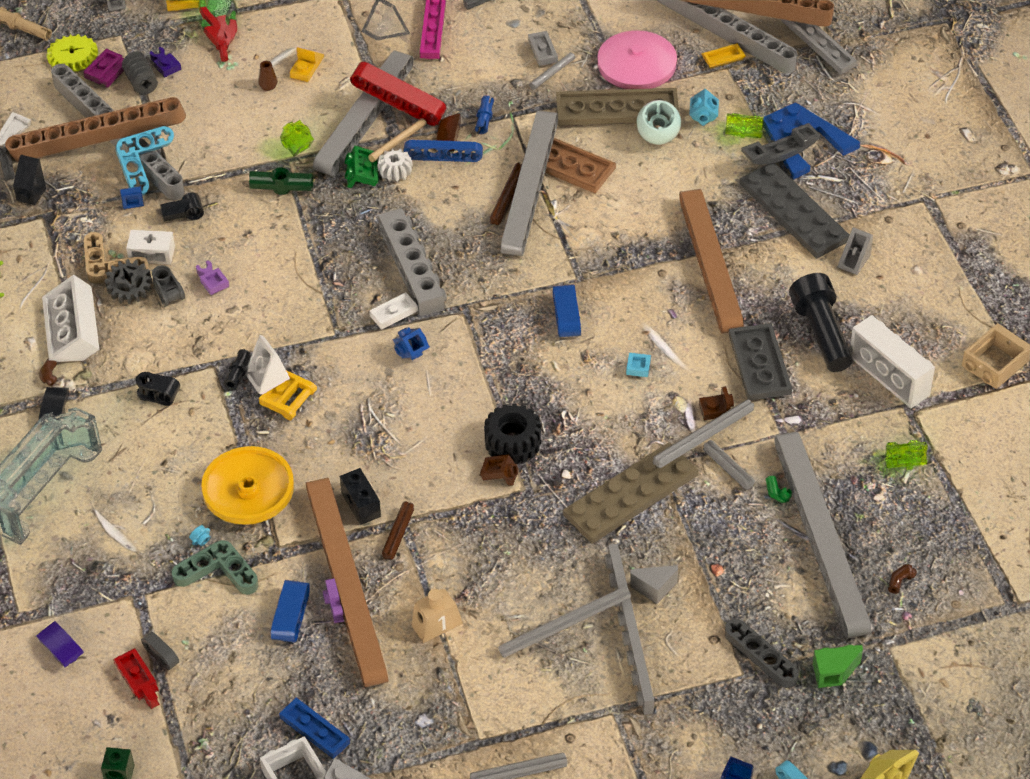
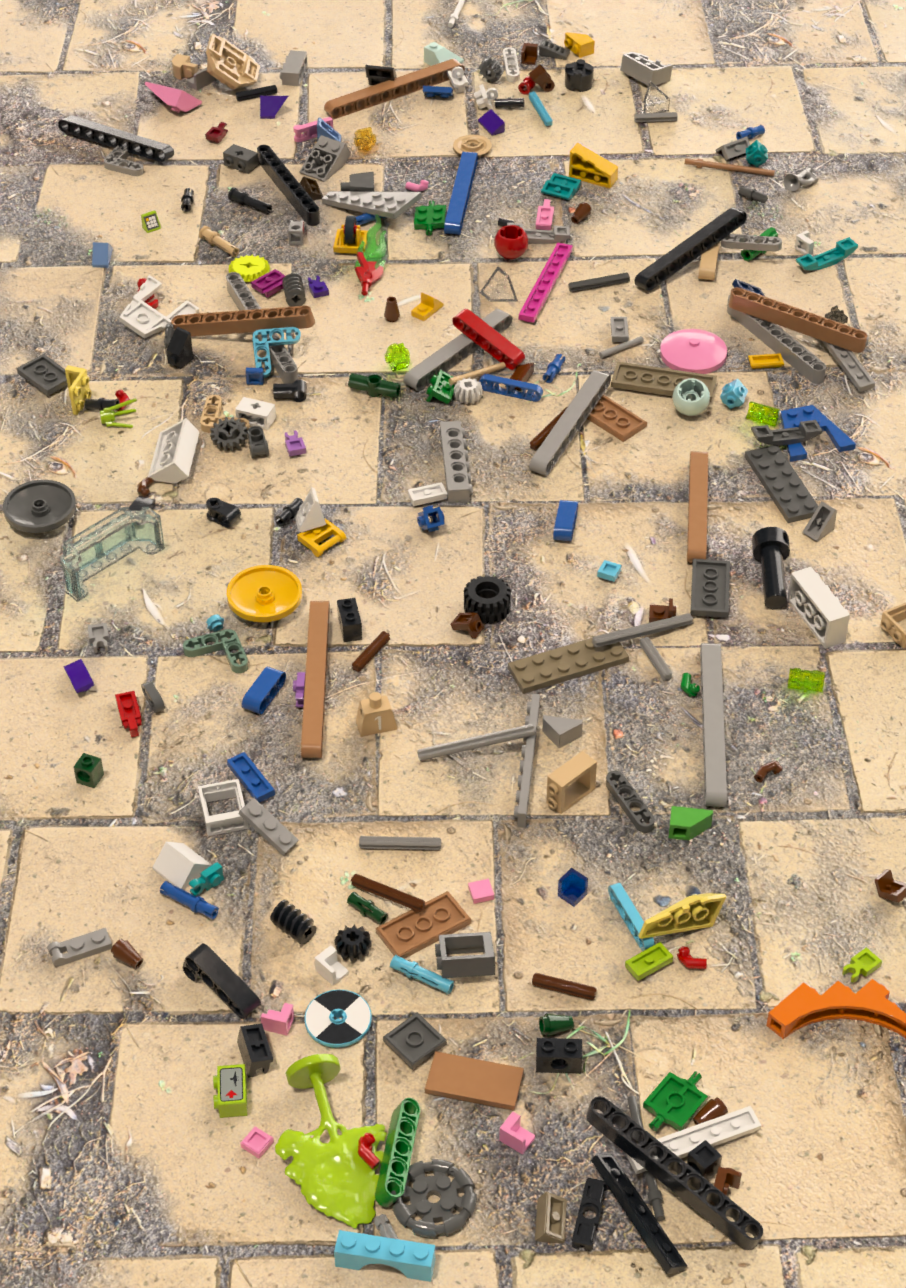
camera: 15 degrees right, 5 degrees down
(64, 585) = (98, 636): none -> light grey plate
(691, 647) = (571, 782): none -> tan window

